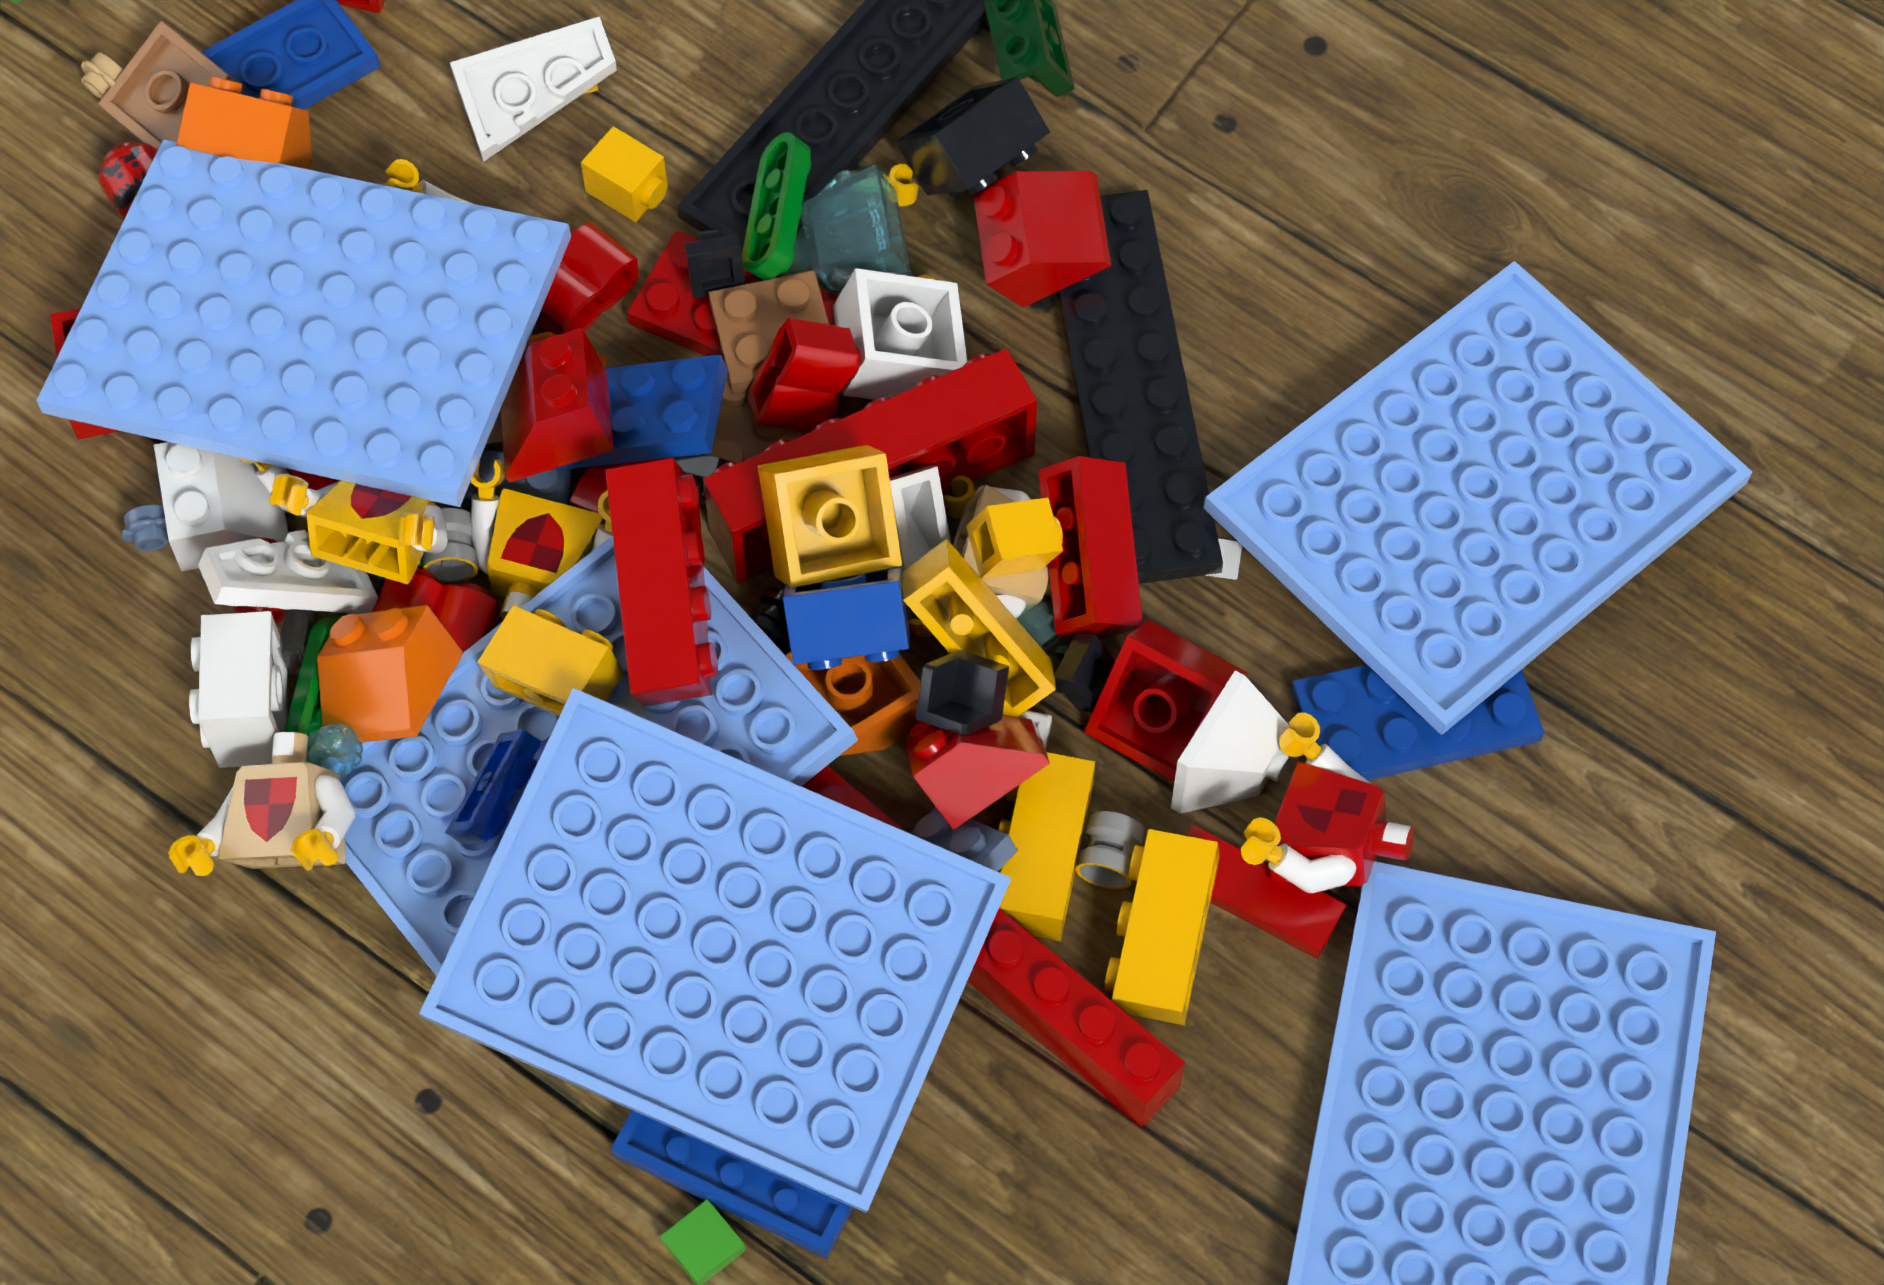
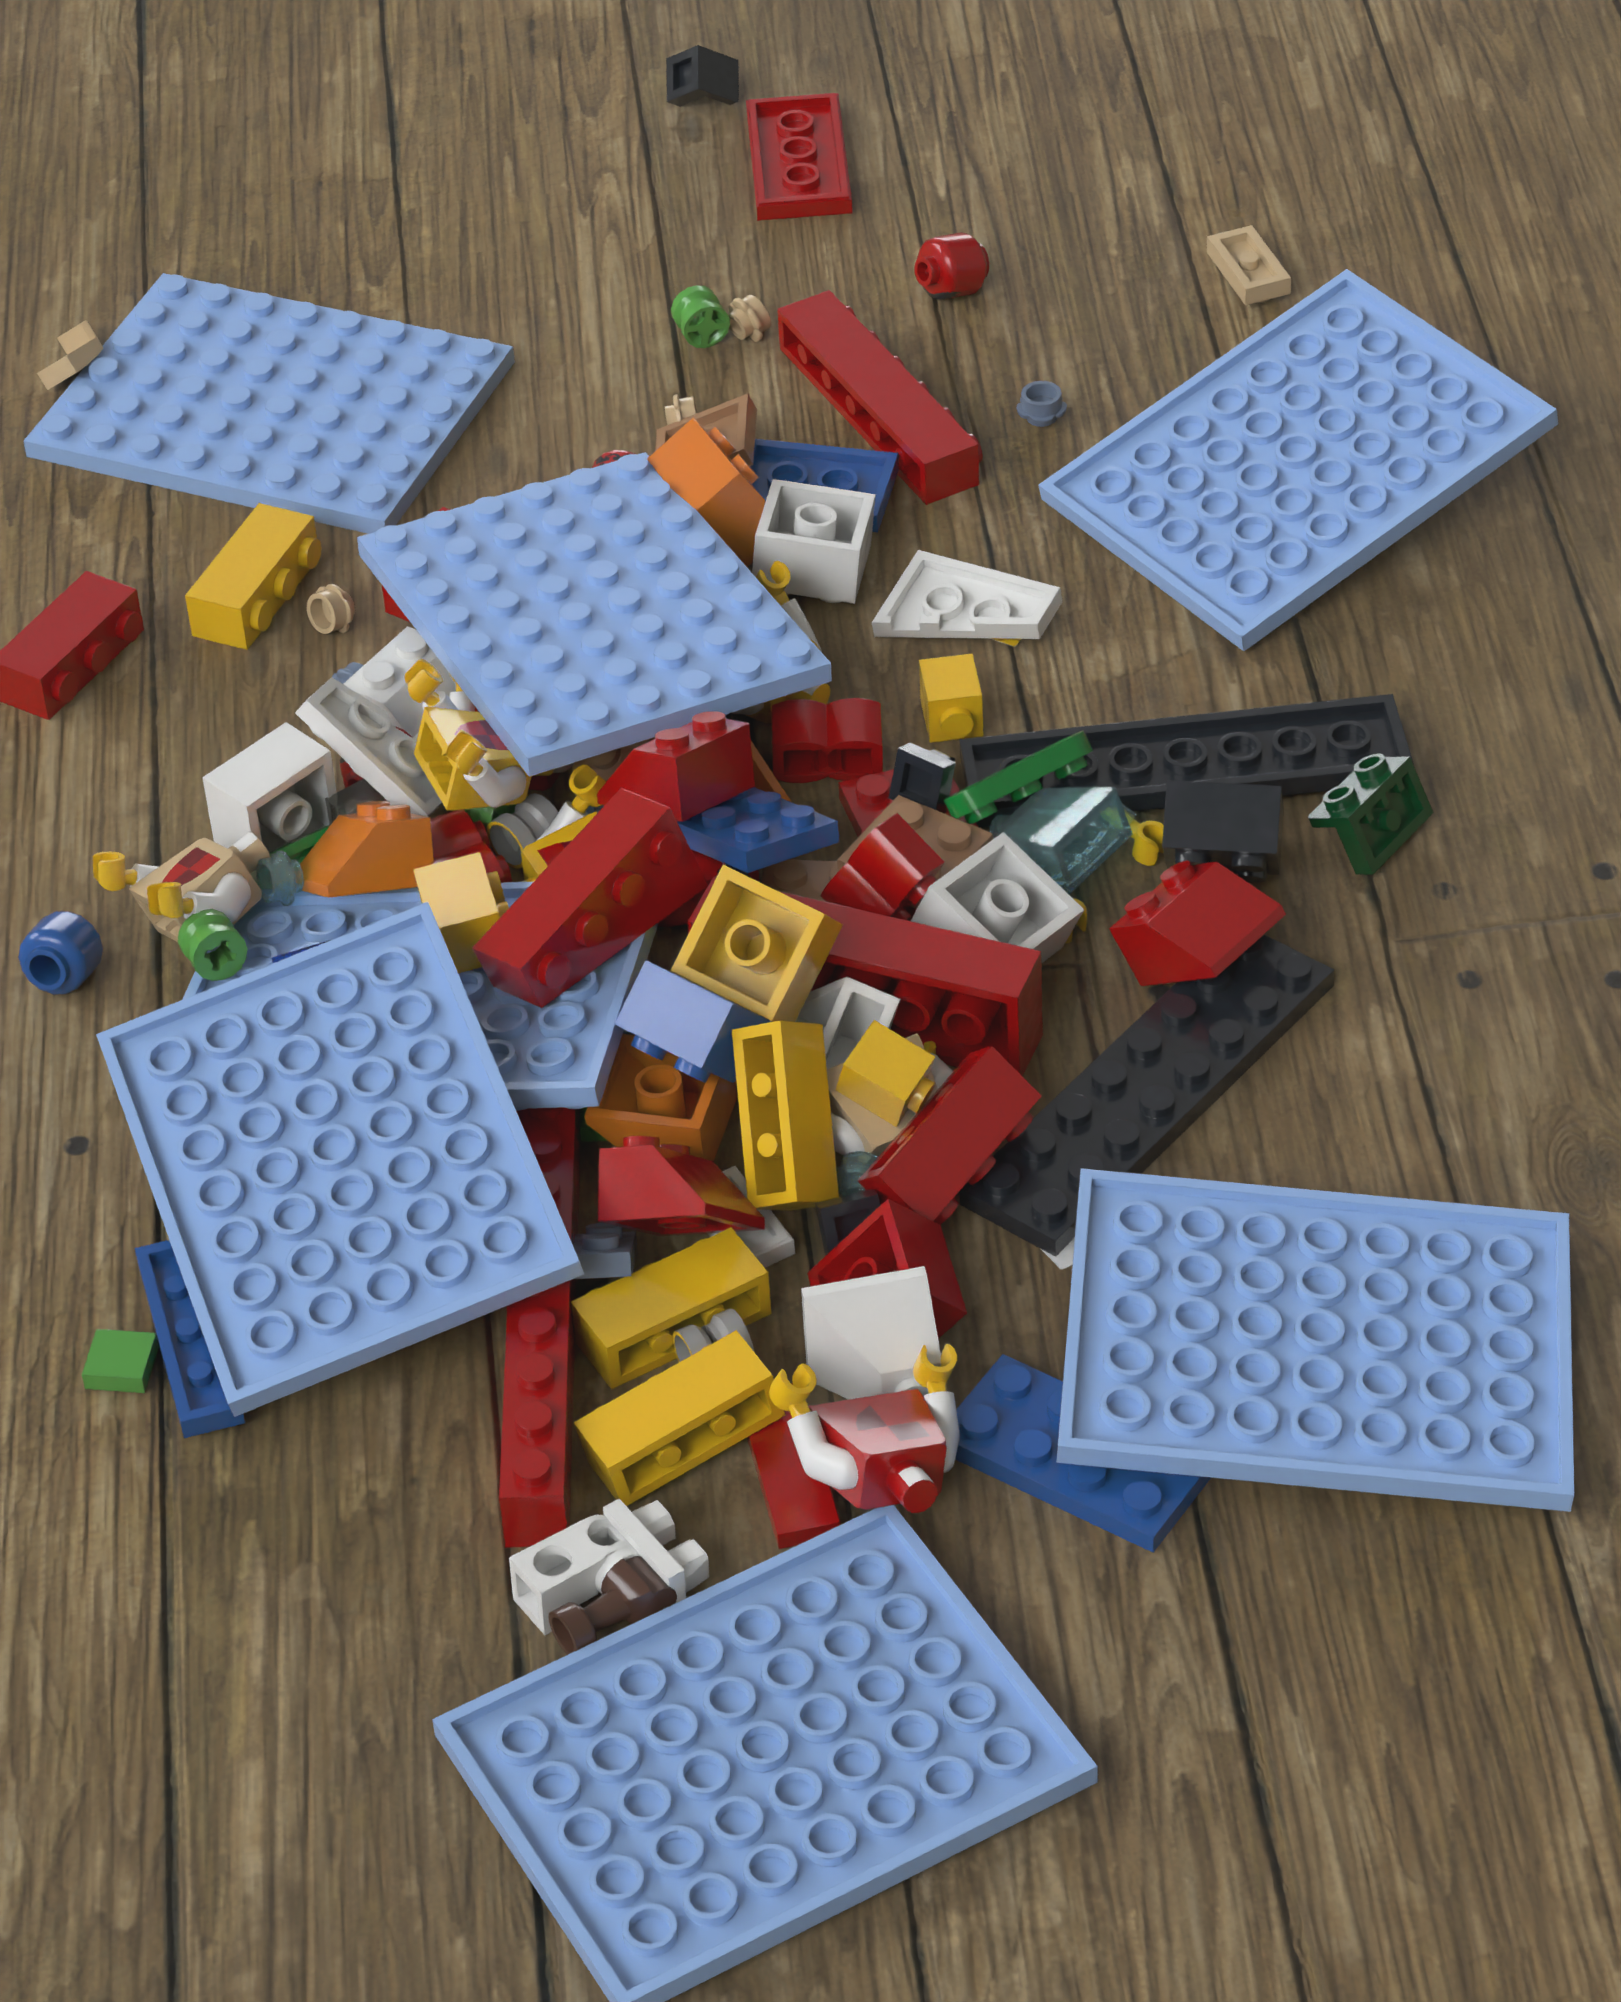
camera: 50 degrees right, 20 degrees down
(36, 474) = (330, 609): none -> tan plate
(221, 957) = (60, 952): none -> blue head
(367, 114) = (818, 536): none -> white brick
(370, 852) = (204, 933): none -> bright green wheel
(962, 692) = (707, 1130): black panel -> none
(1255, 1070) = (608, 1555): none -> white hips

